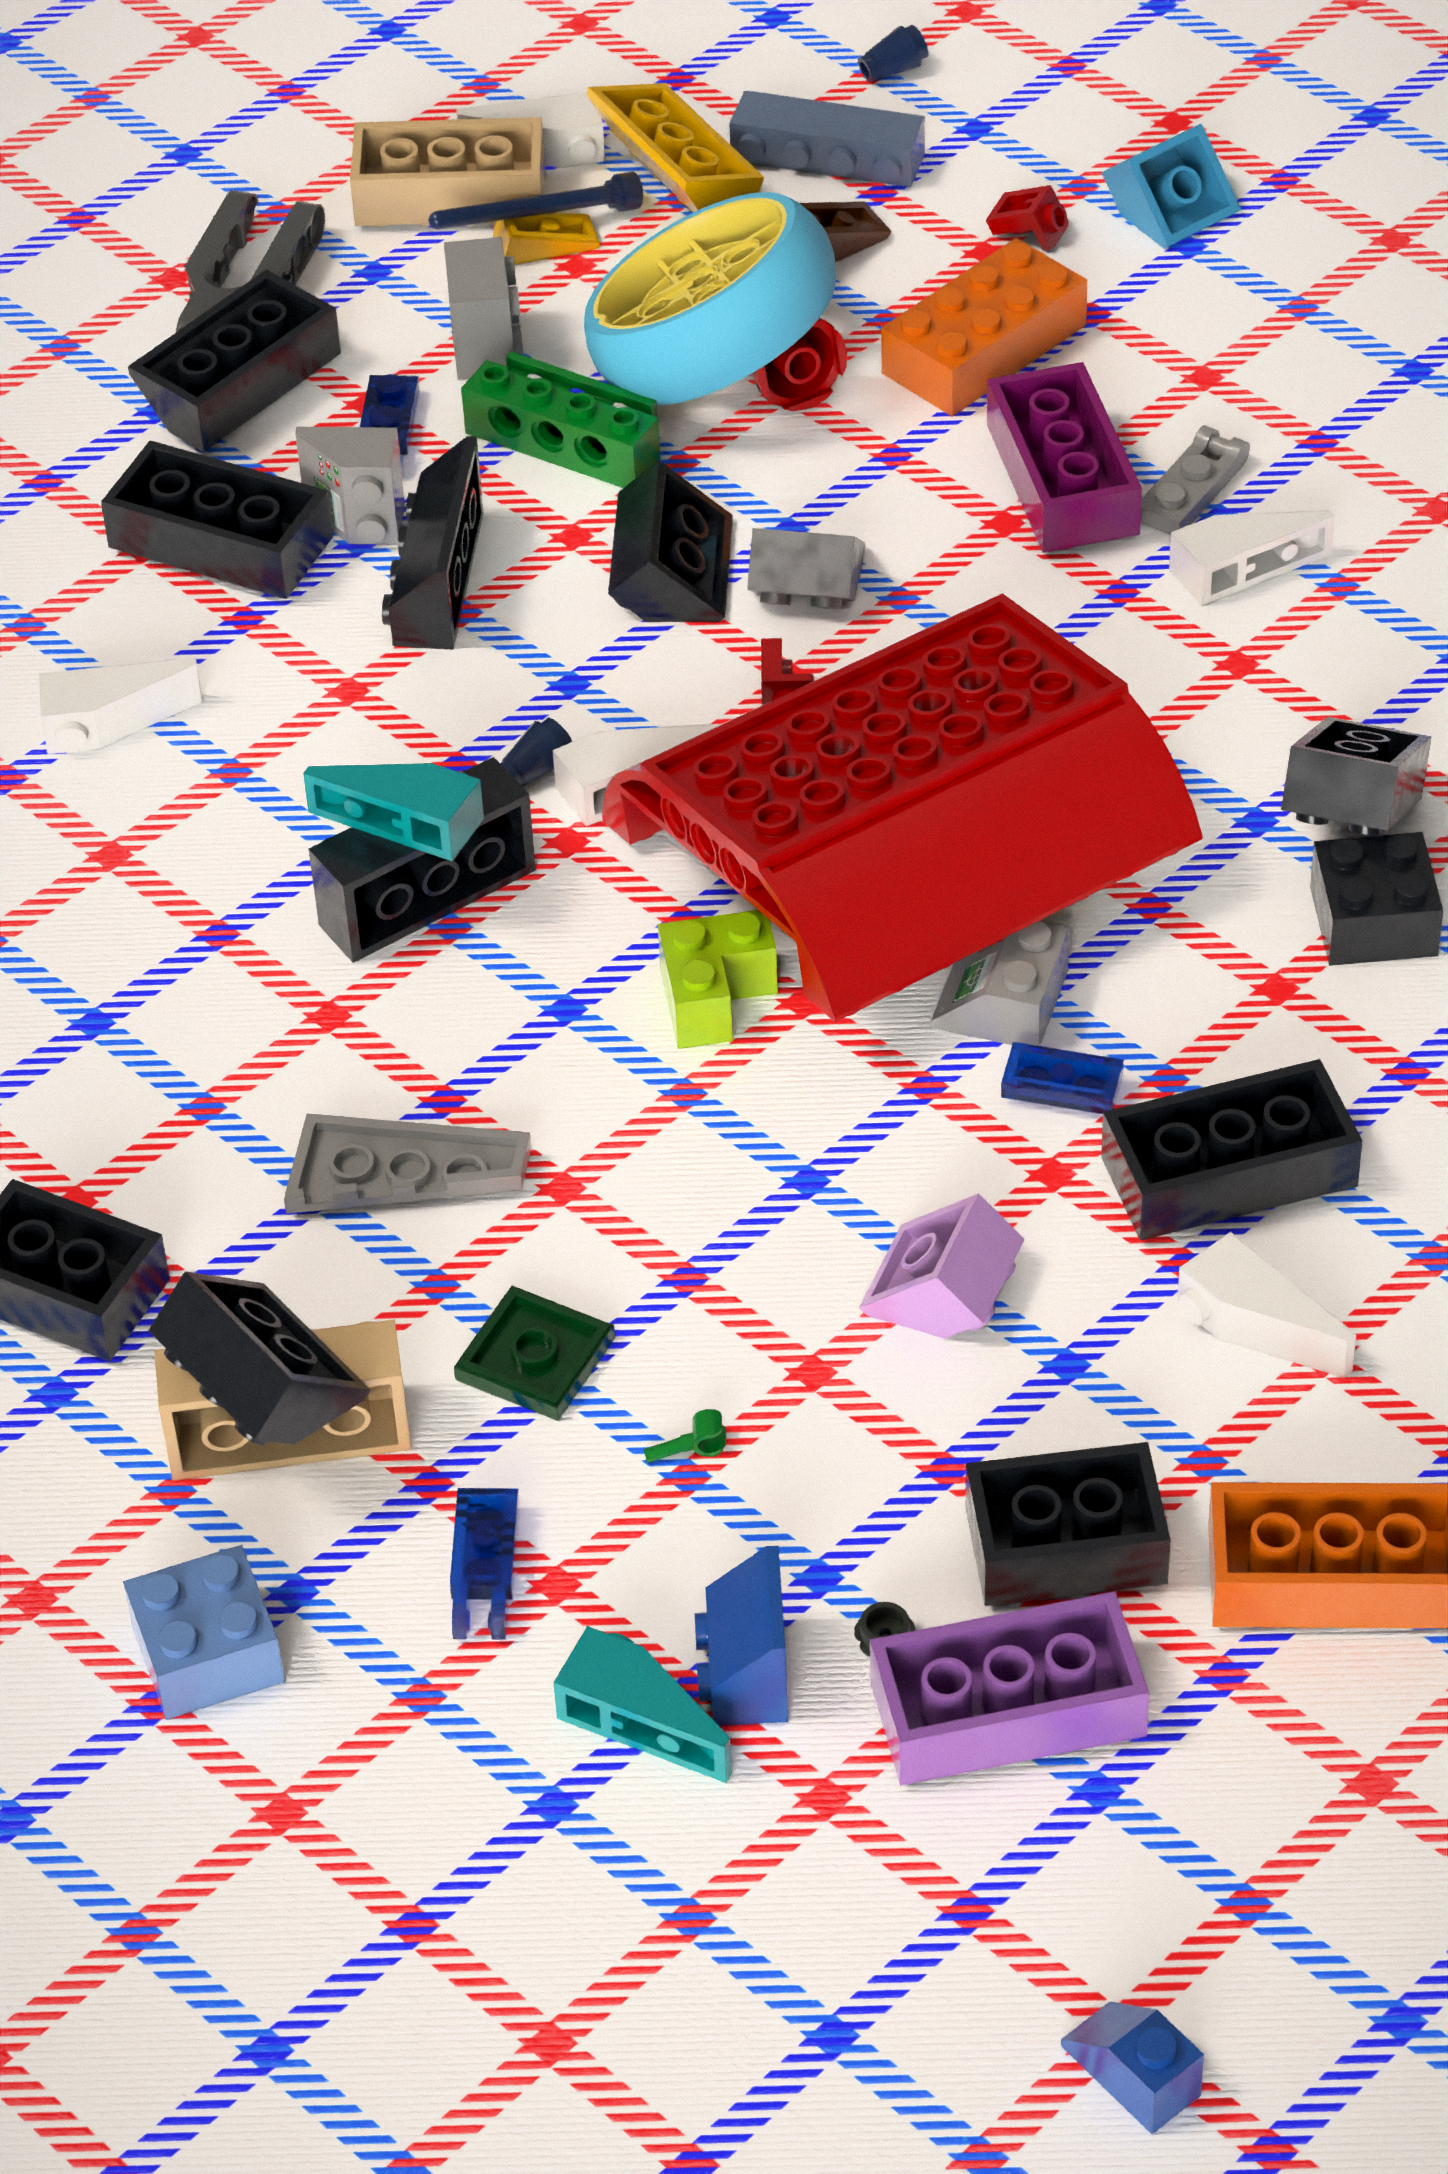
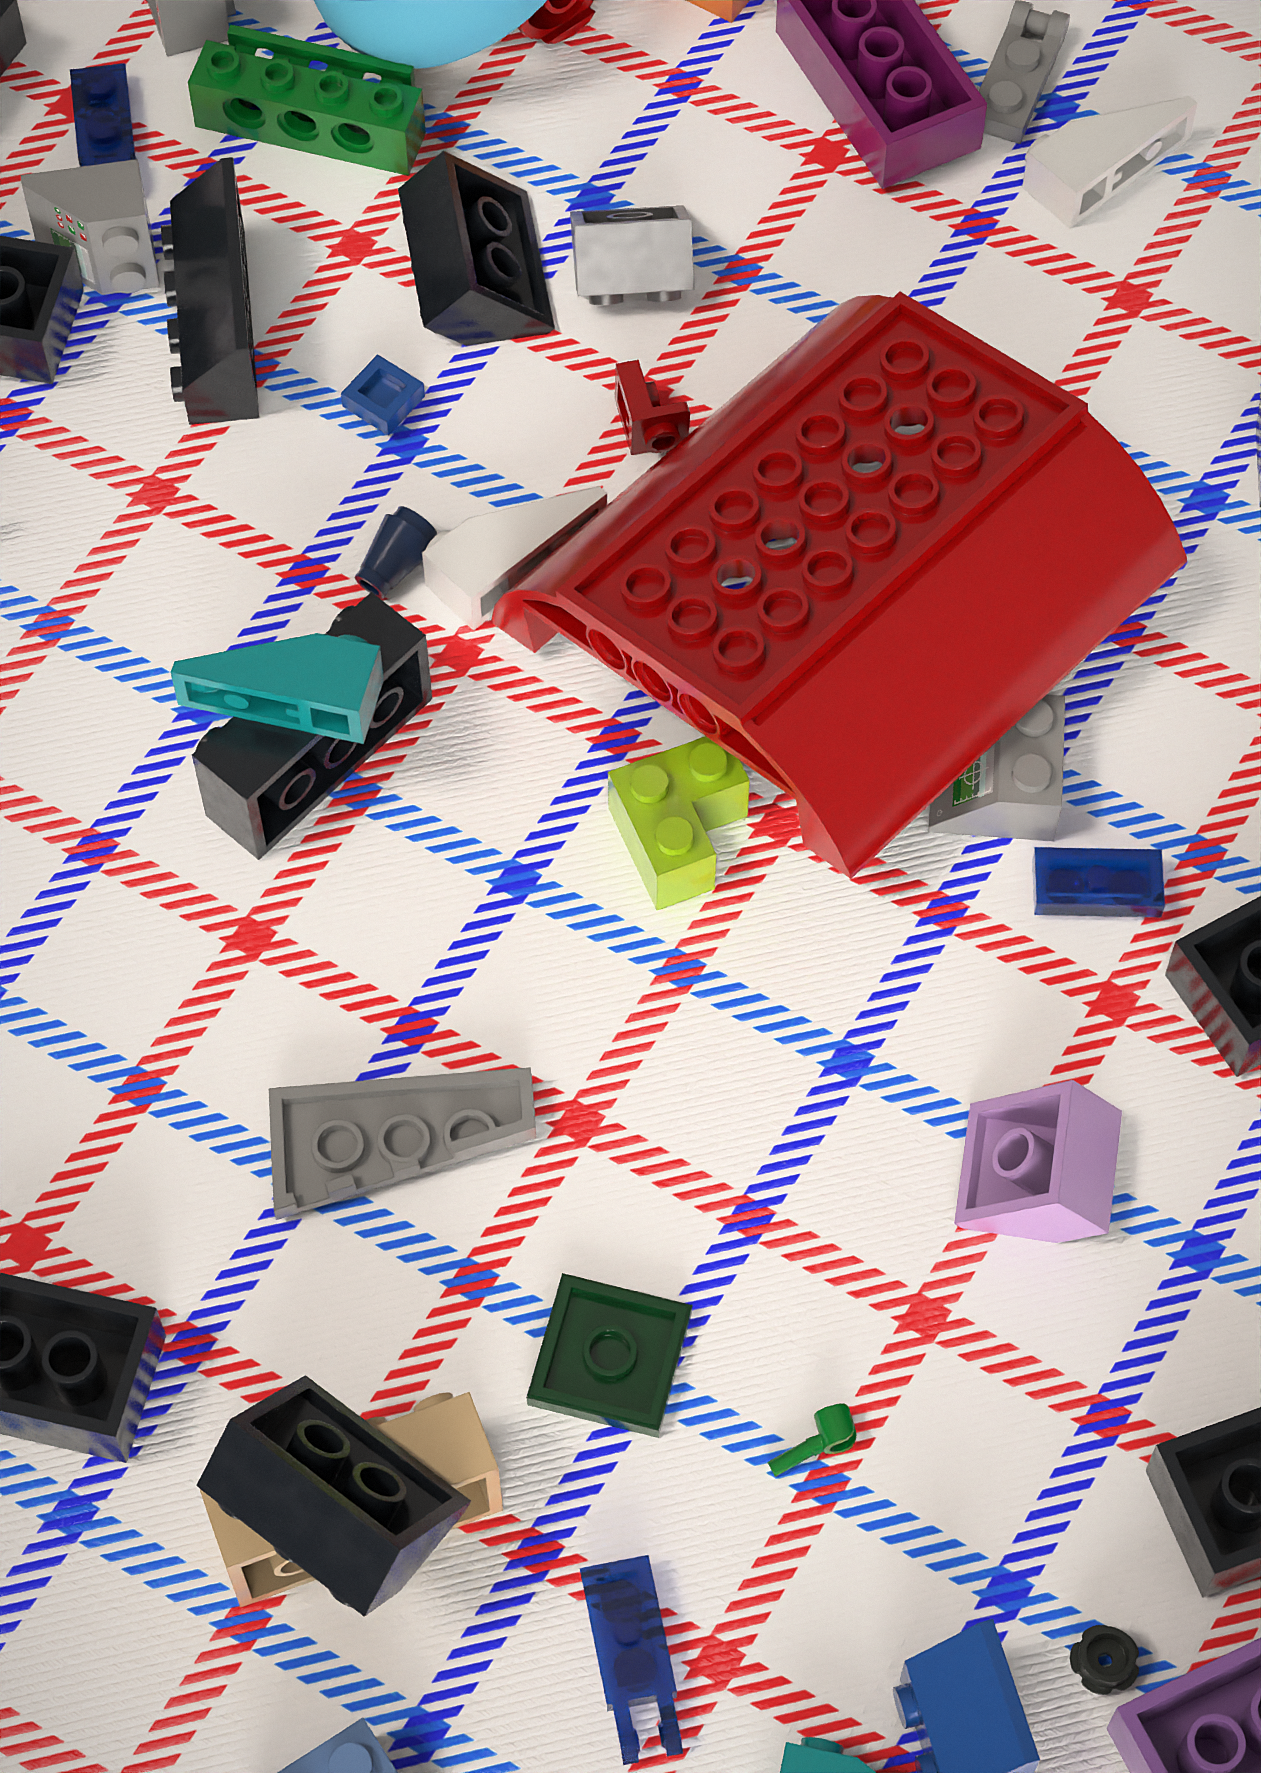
camera: 15 degrees left, 15 degrees up
(560, 641) = (383, 394): none -> blue plate

